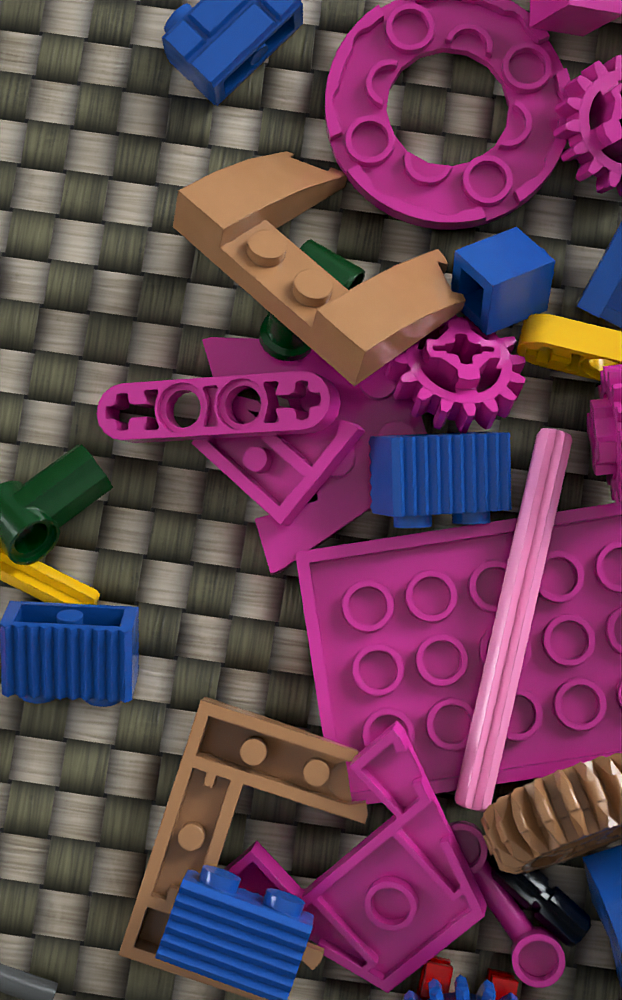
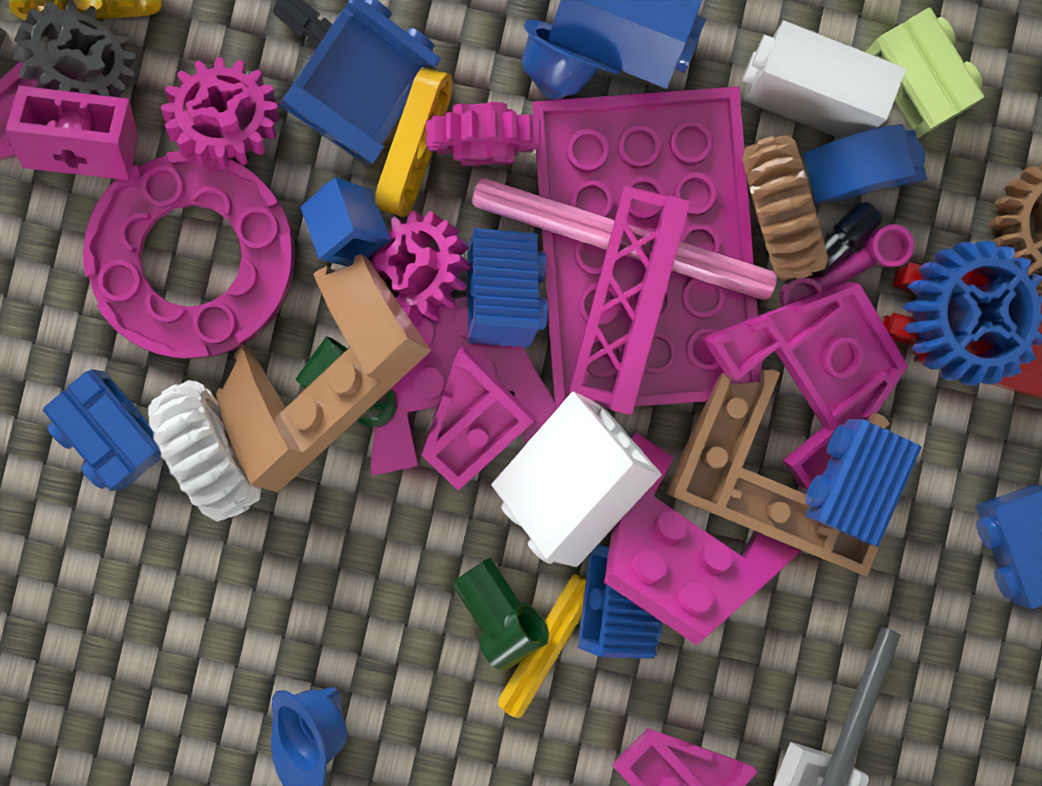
camera: 85 degrees left, 5 degrees up
(116, 708) = (681, 569): none -> dark pink wing
(211, 576) = (574, 481): none -> white brick
(213, 129) = (199, 451): none -> white gear
(216, 411) = (434, 467): dark pink beam -> none
(435, 648) = (648, 305): none -> dark pink fence

